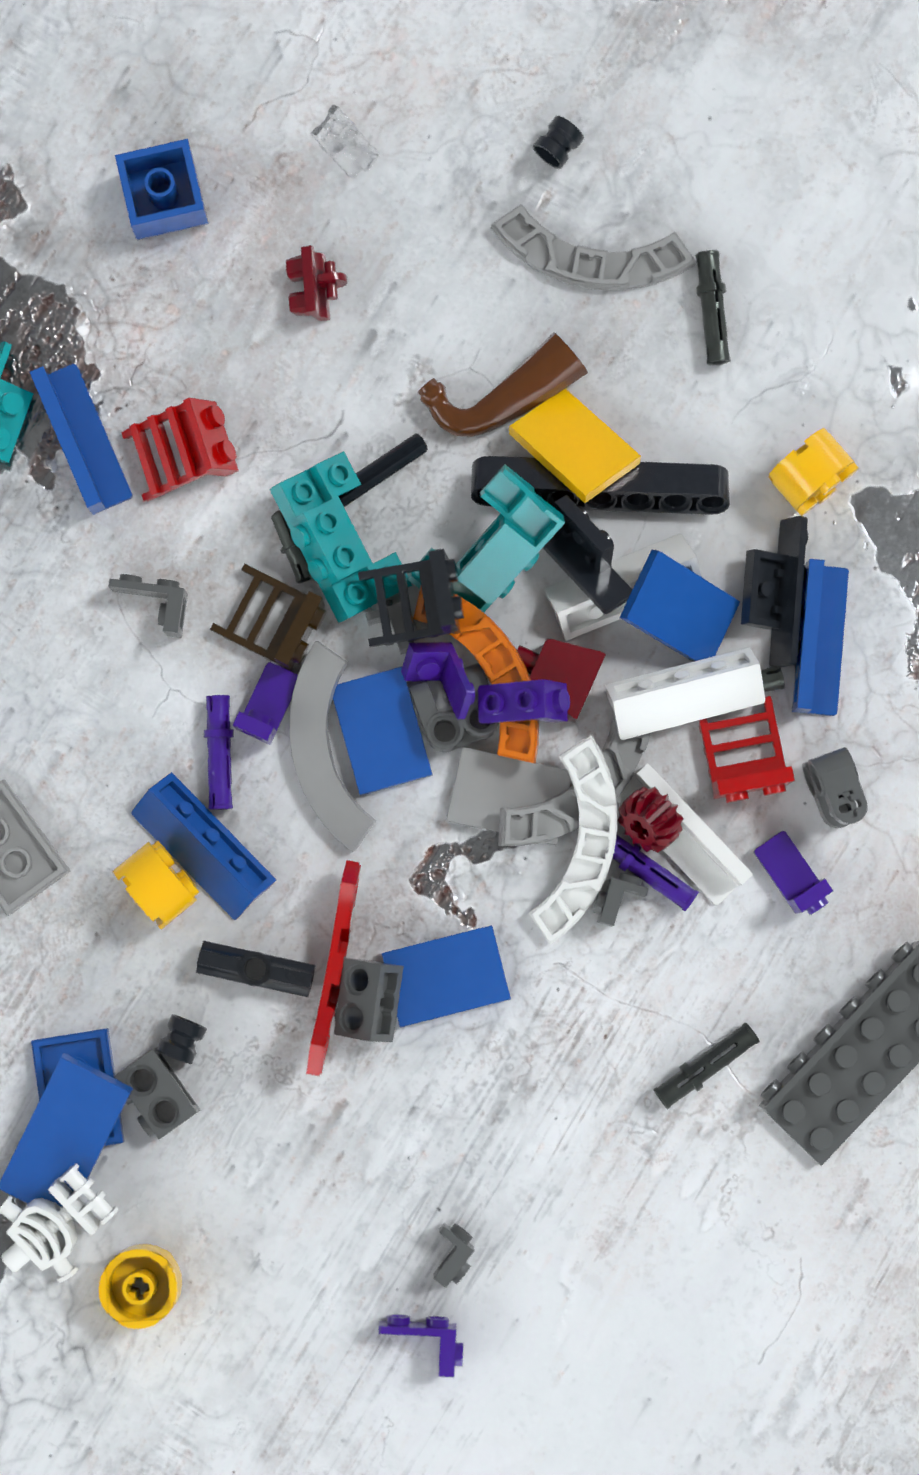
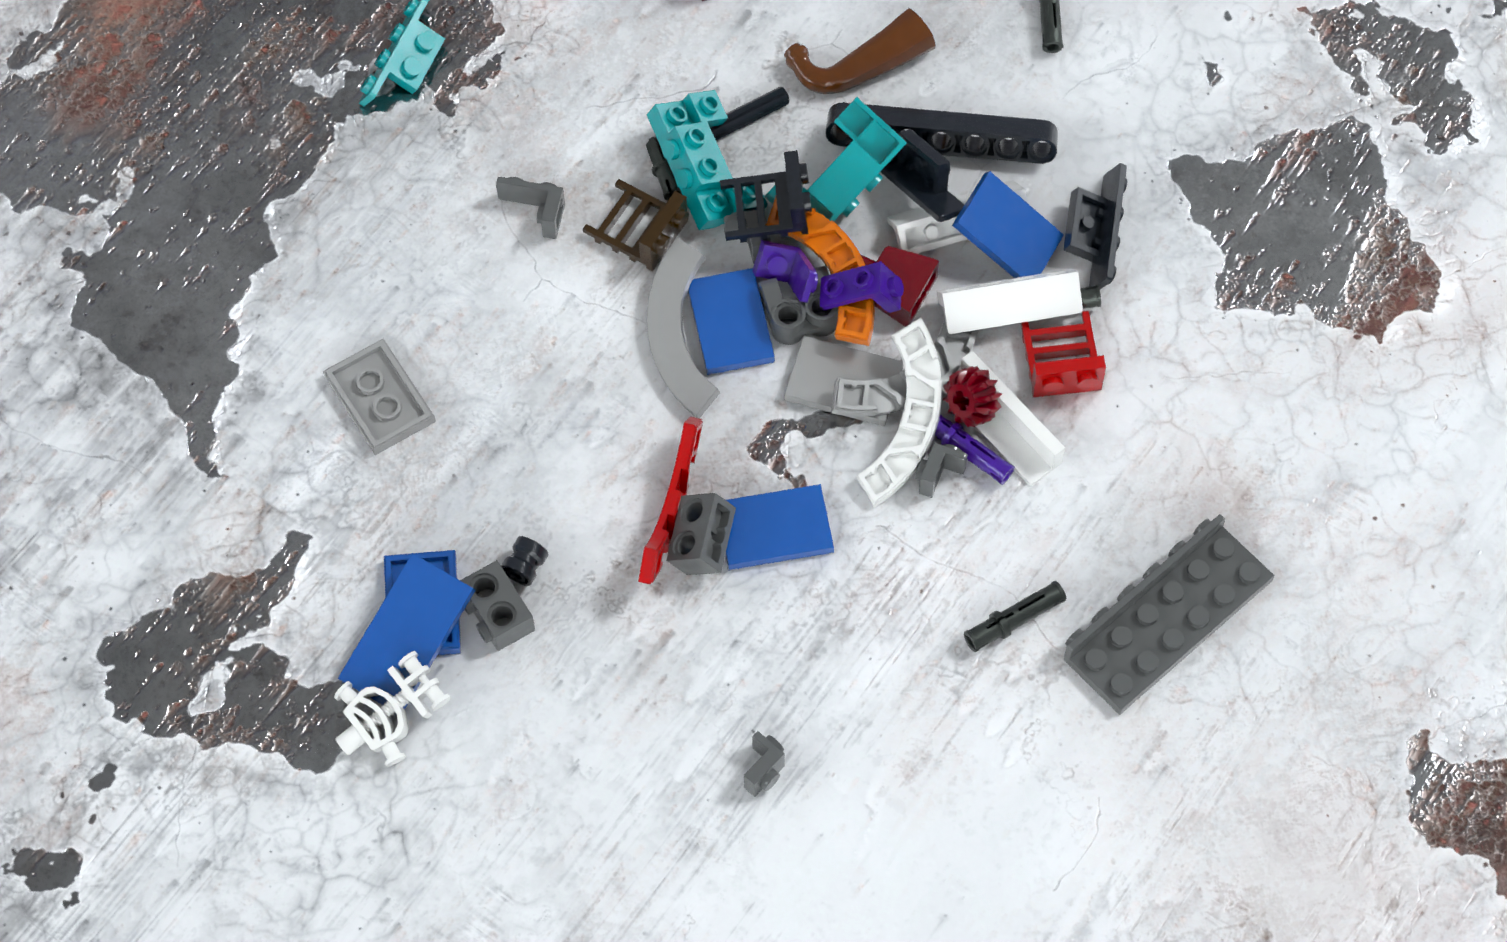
camera: 10 degrees right, 20 degrees down
(82, 437) = (484, 76): blue panel -> none
(124, 1301) = (445, 762): yellow brick -> none
(155, 883) = (515, 423): yellow brick -> none
(199, 439) = (588, 80): red plate -> none
(202, 845) = (557, 404): blue panel -> none
(219, 753) = (582, 315): dark purple pin -> none
(231, 963) = (577, 500): black piece -> none
(267, 704) = (628, 294): dark purple bracket -> none
(436, 1326) = (738, 828): dark purple bracket -> none
(574, 445) = (920, 97): yellow tile -> none
(792, 874) = (1102, 459): dark purple bracket -> none
(812, 471) = (1132, 127): yellow brick -> none
(820, 639) = (1136, 270): blue panel -> none
(831, 777) = (1139, 380): dark grey piece -> none

